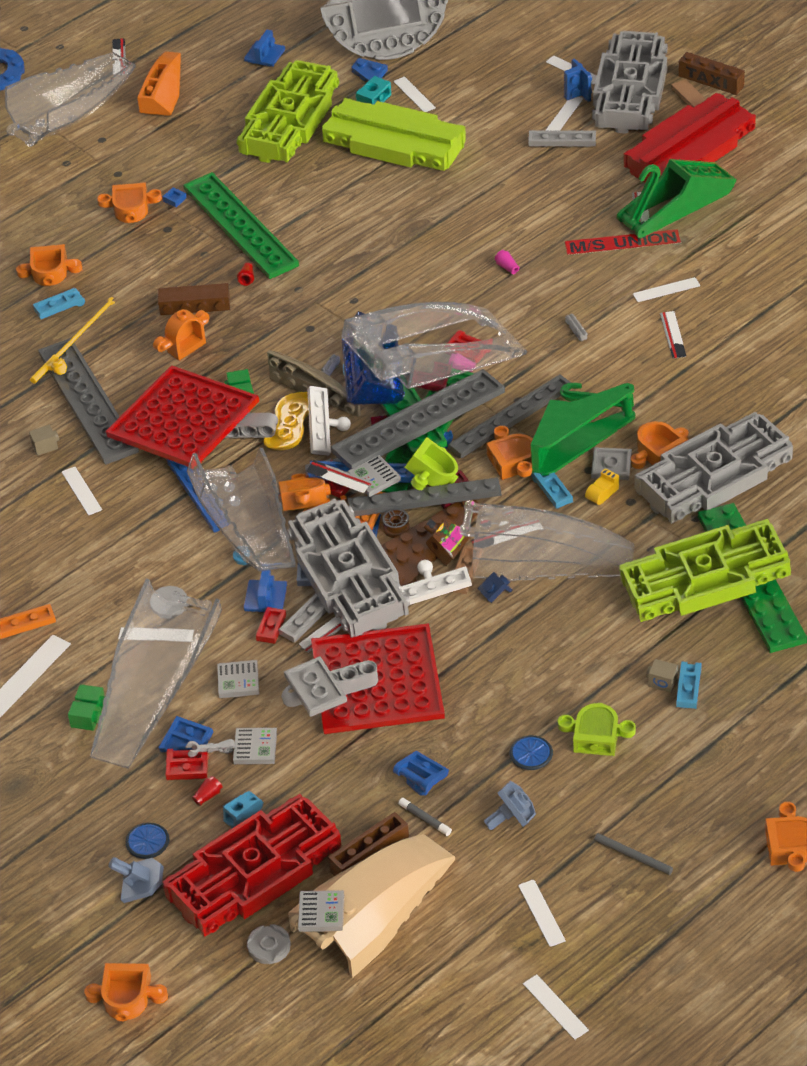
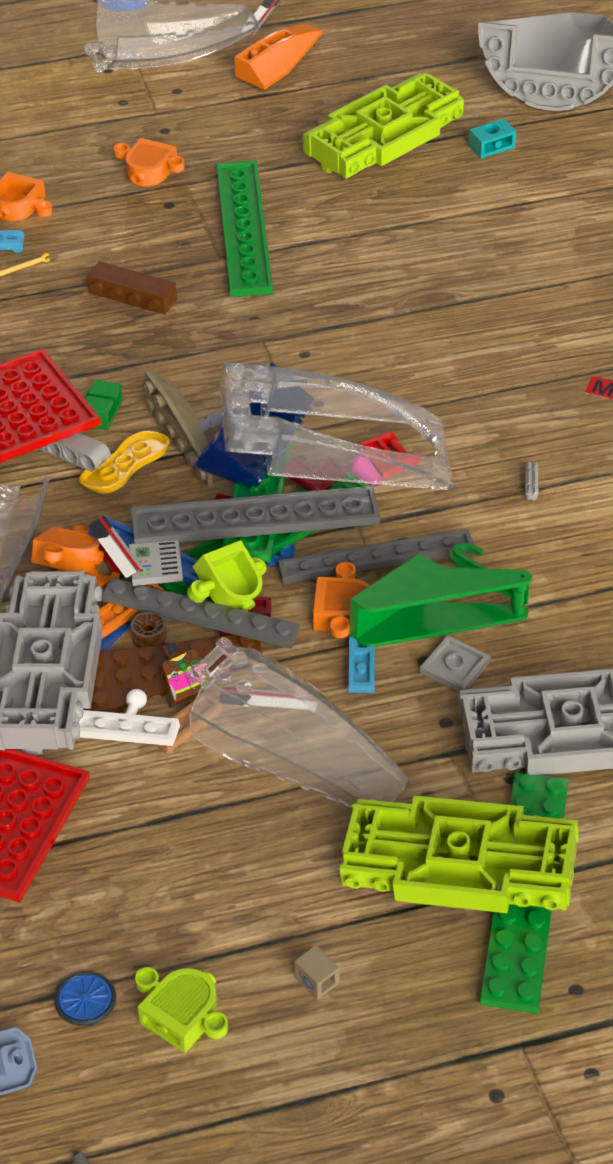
camera: 25 degrees right, 0 degrees up
(174, 197) = (199, 173): blue plate -> none
(183, 333) = (85, 318): orange piece -> none
(246, 274) = (207, 282): red cone -> none
(265, 51) = (411, 55): blue bracket -> none
(320, 421) = (154, 473): white plate -> none
(368, 69) = (510, 111): blue wing -> none
(394, 134) = (481, 188): lime piece -> none
(414, 94) = (540, 155): white sticker -> none
(494, 586) = (201, 758): dark blue bracket -> none
(506, 261) = (504, 373): dark pink cone -> none
(603, 487) = (419, 690): yellow leg -> none
(655, 439) = (526, 655): orange piece -> none
(688, 685) = (341, 1000): dark azure plate -> none

